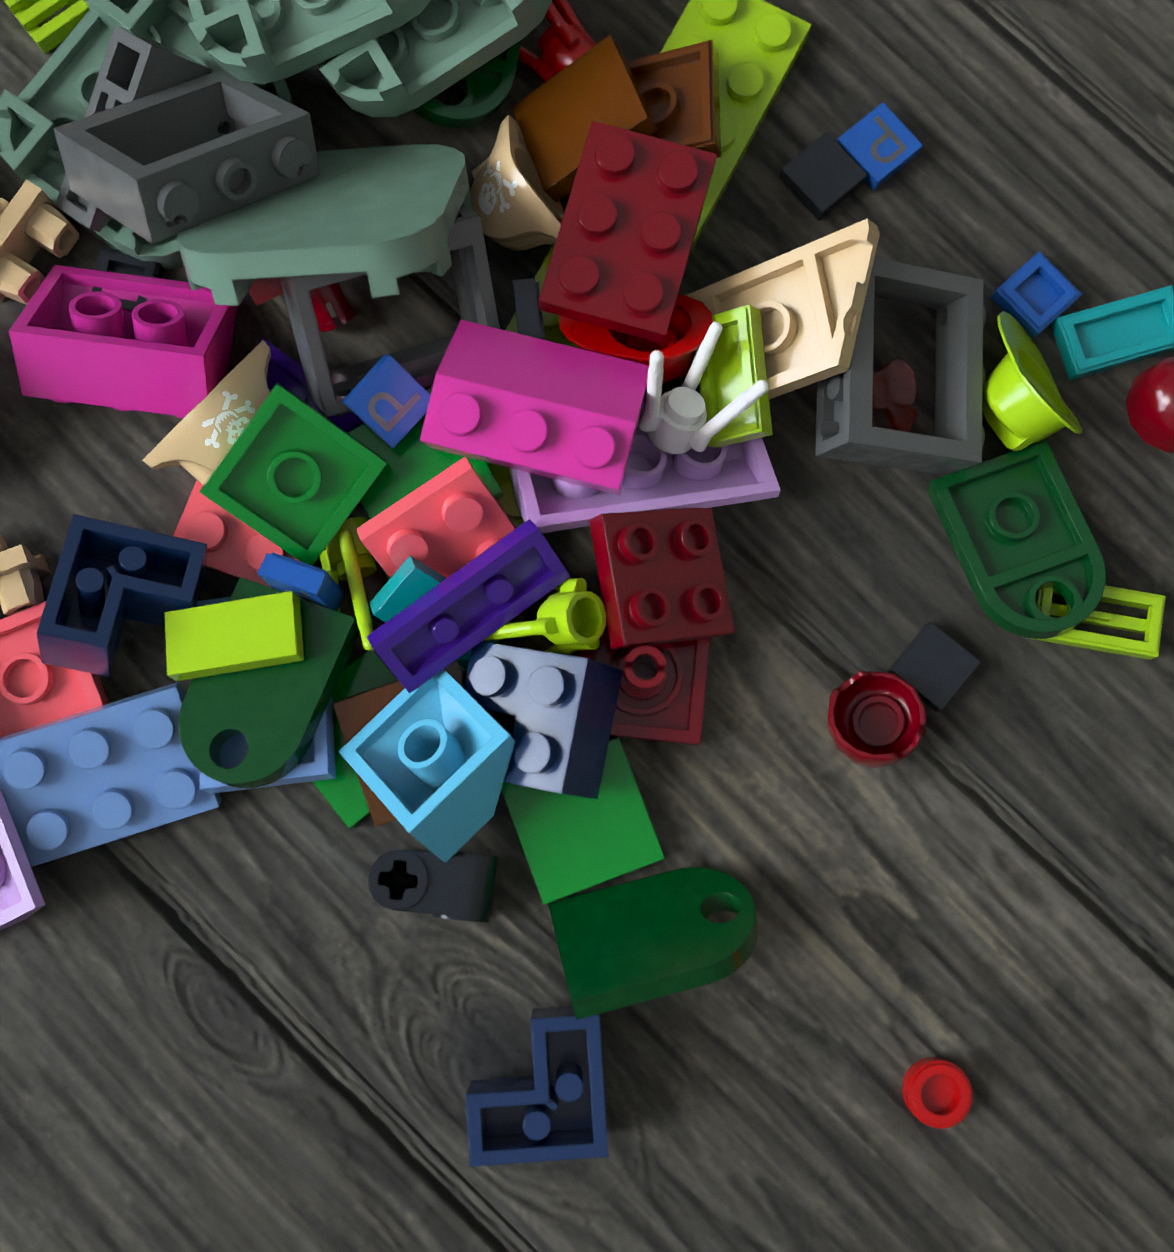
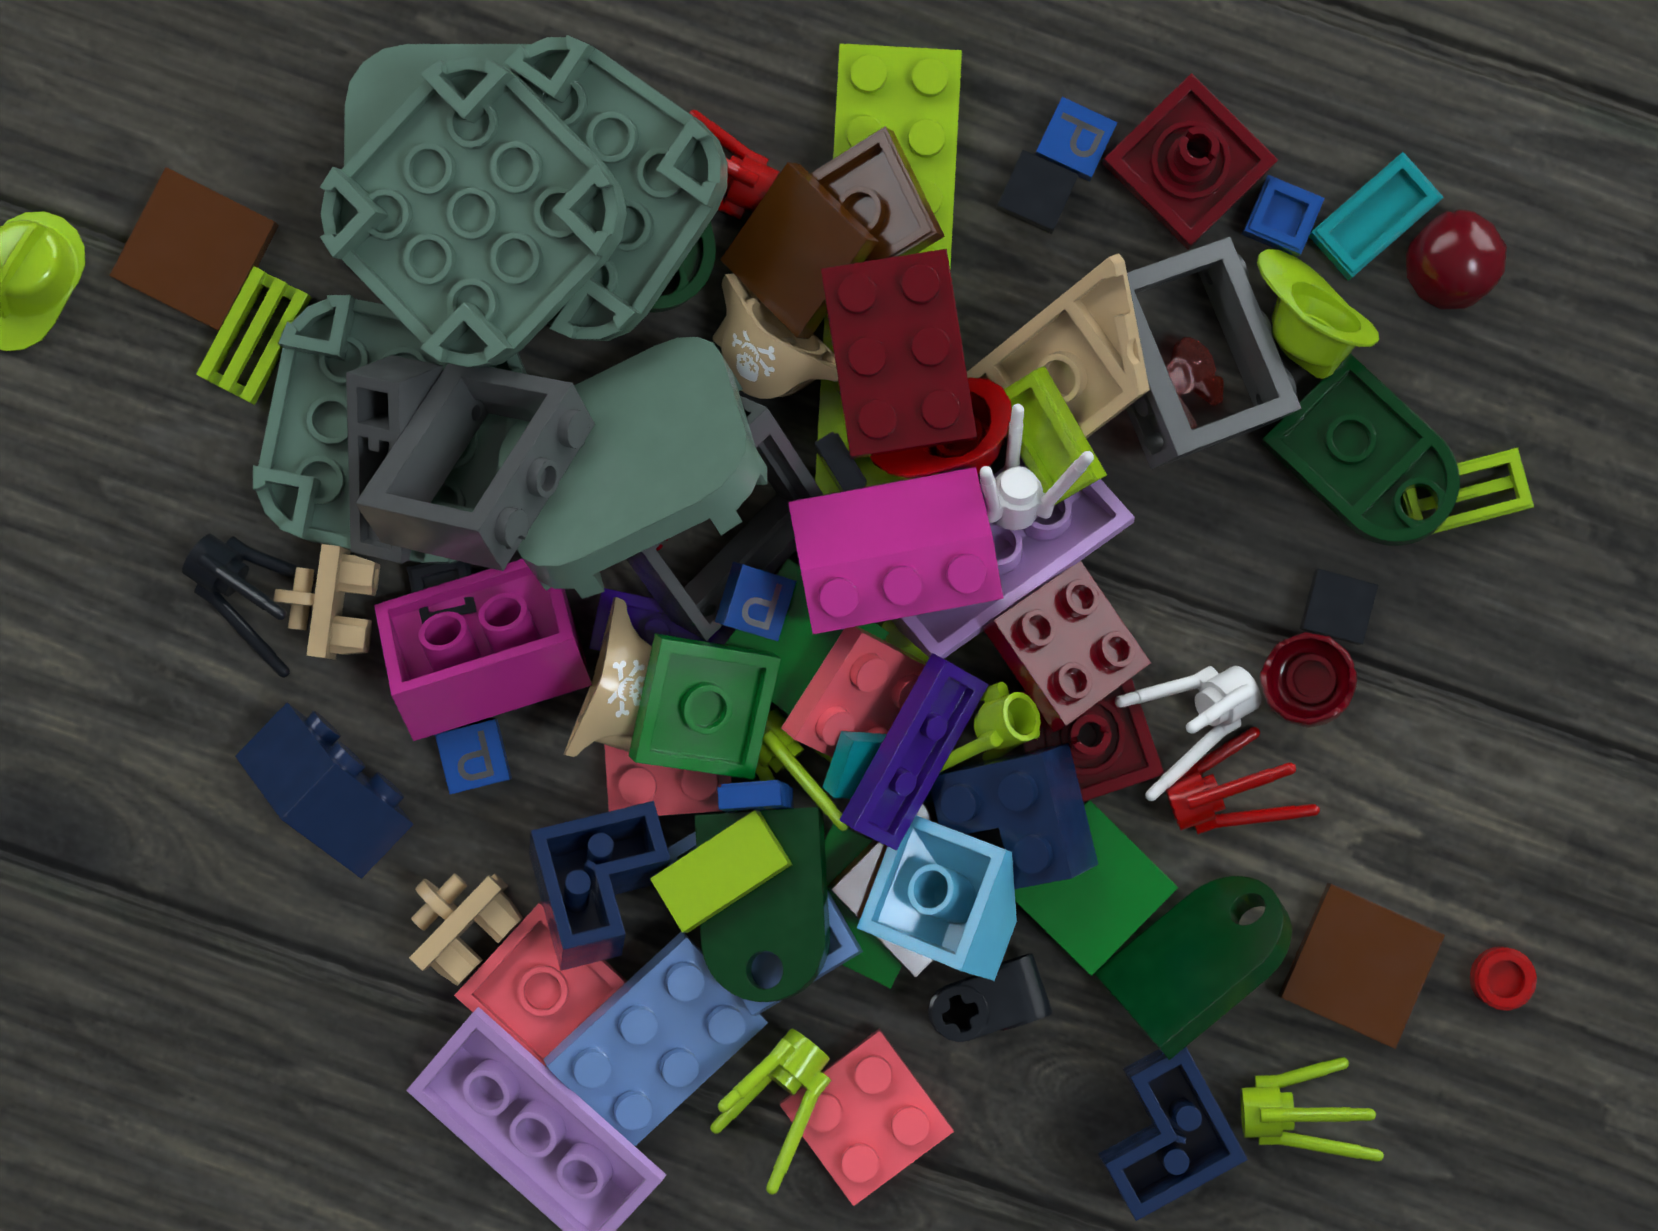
camera: 20 degrees left, 5 degrees up
(75, 440) = (473, 756): none -> blue tile
(218, 855) = (792, 1065): none -> lime plant
(268, 941) = (870, 1118): none -> coral plate
(654, 1118) = (1269, 1112): none -> lime plant
(721, 783) = (1198, 798): none -> red plant
(783, 701) = (1220, 703): none -> white plant
(806, 1016) = (1361, 965): none -> reddish brown tile
(974, 206) = (1189, 161): none -> dark red plate

